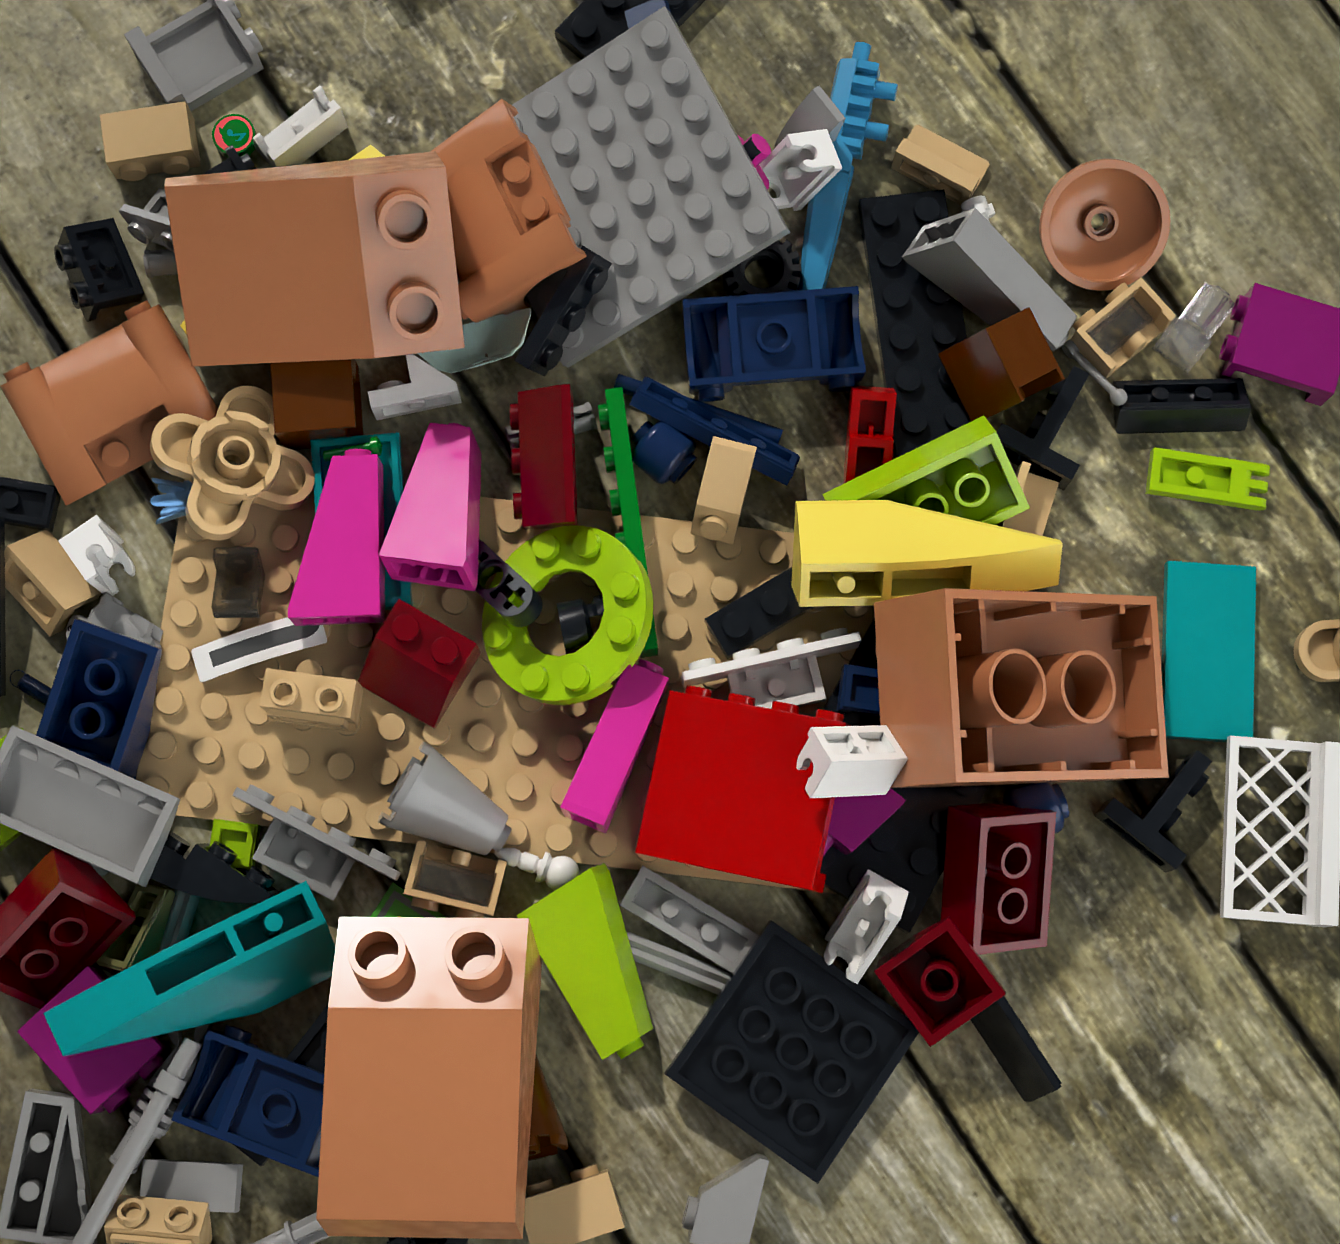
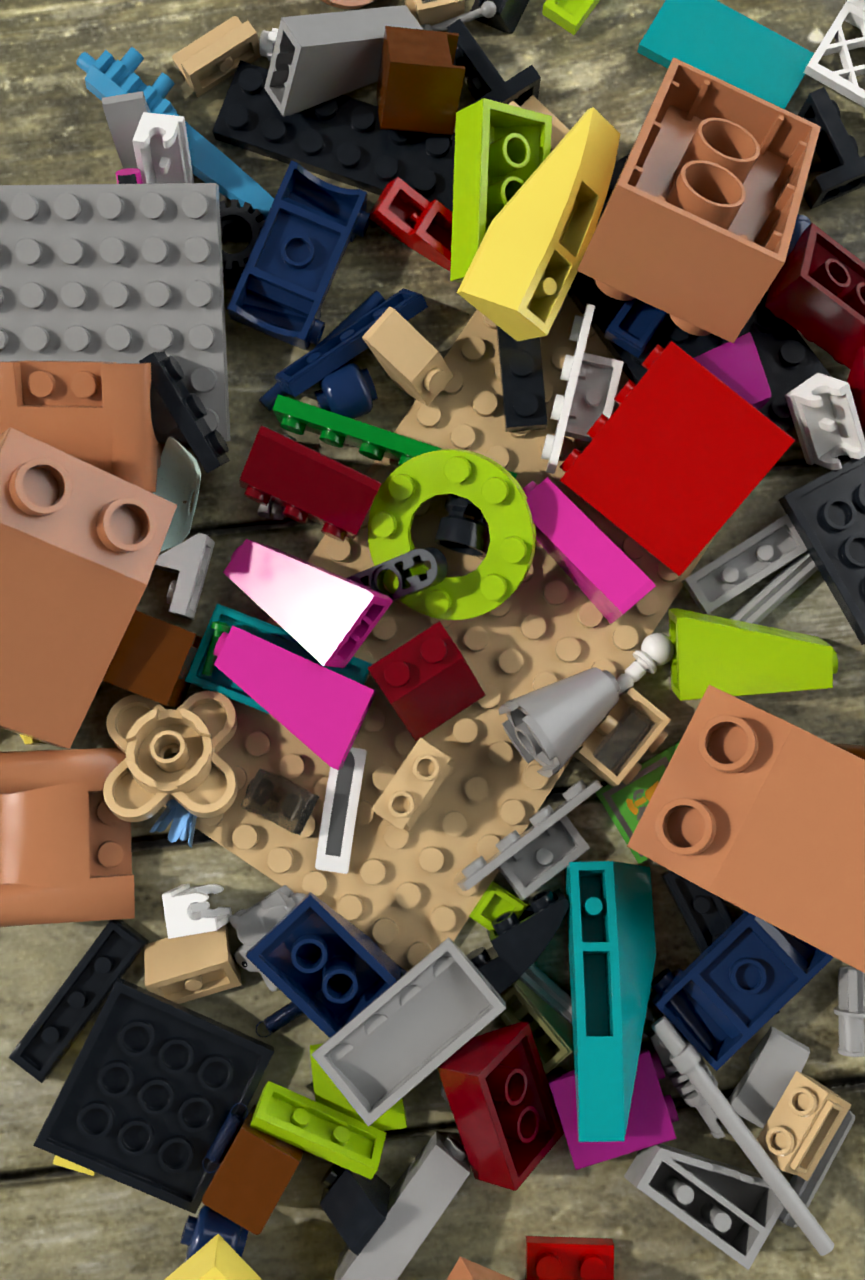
camera: 55 degrees left, 5 degrees up
(851, 761) = (706, 351): white hinge -> none

